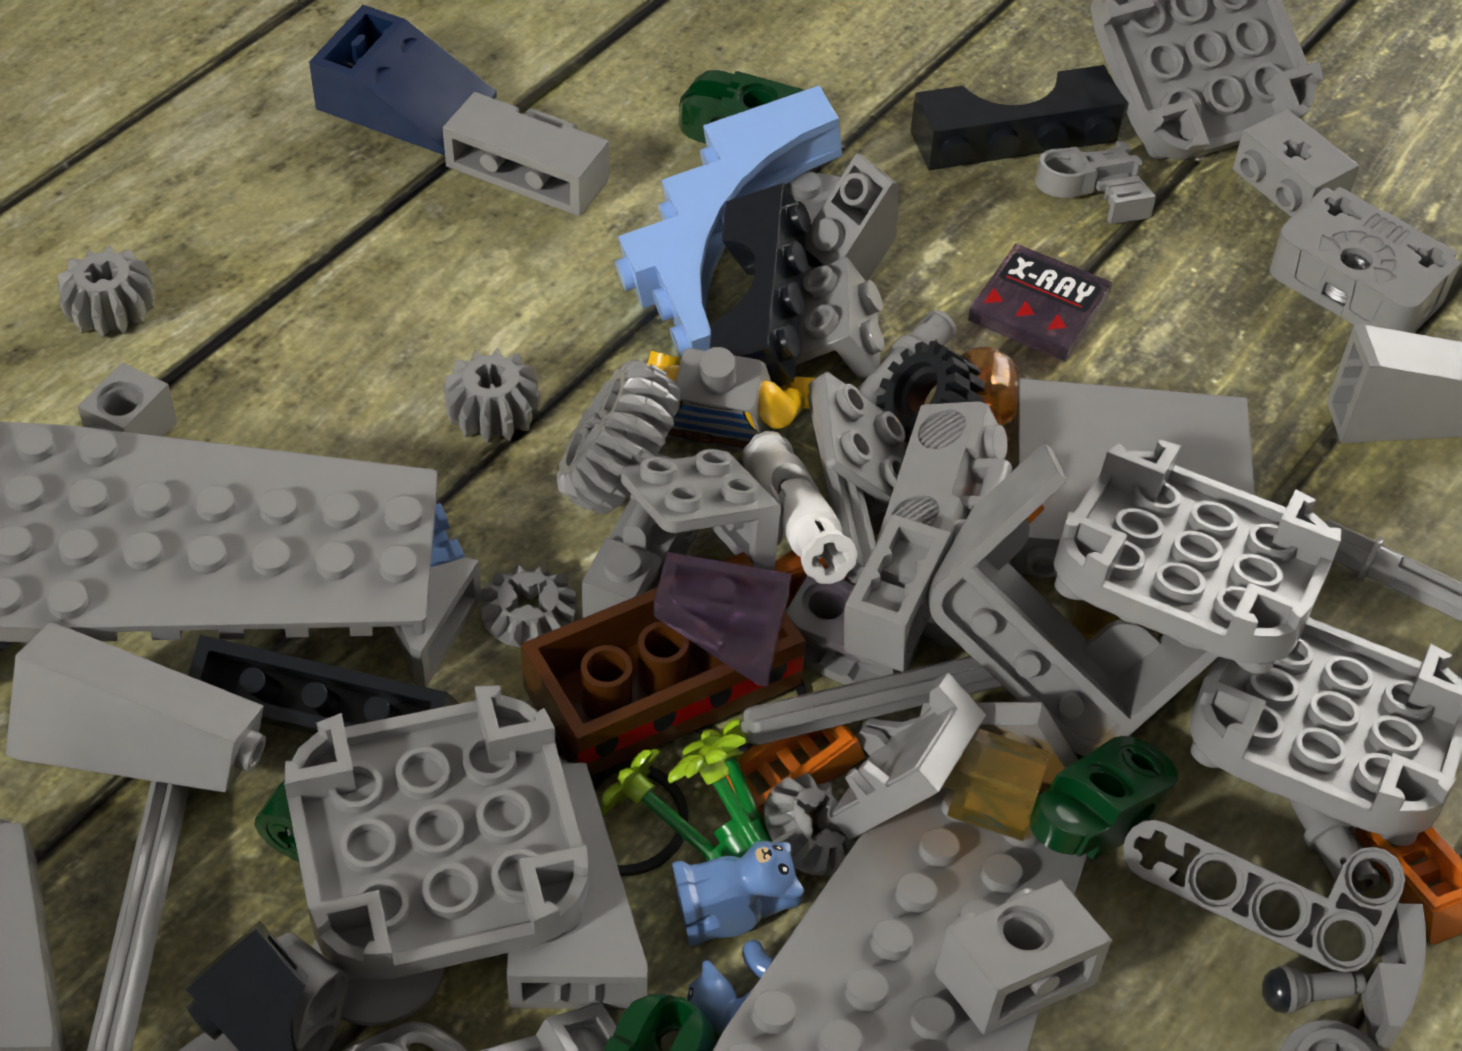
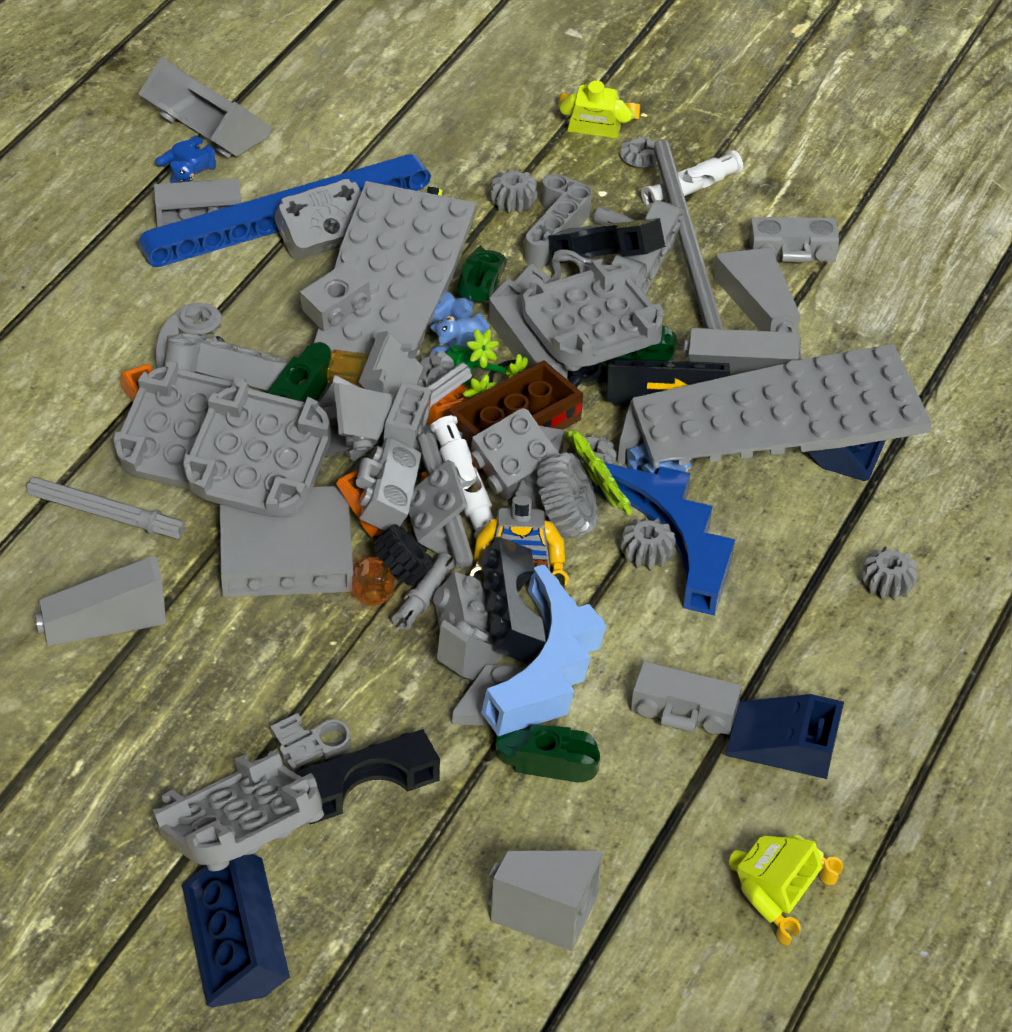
camera: 170 degrees right, 5 degrees down
(129, 403) = (836, 507): light grey brick -> none
(400, 363) = (703, 554): none -> blue arch
(554, 470) = (597, 471): none -> lime bar
(725, 610) = (487, 403): clear purple wing -> none
(1040, 302) = (341, 655): tile -> none
(1291, 161) = (174, 761): light grey brick -> none
(1363, 263) = (136, 695): light grey axle -> none

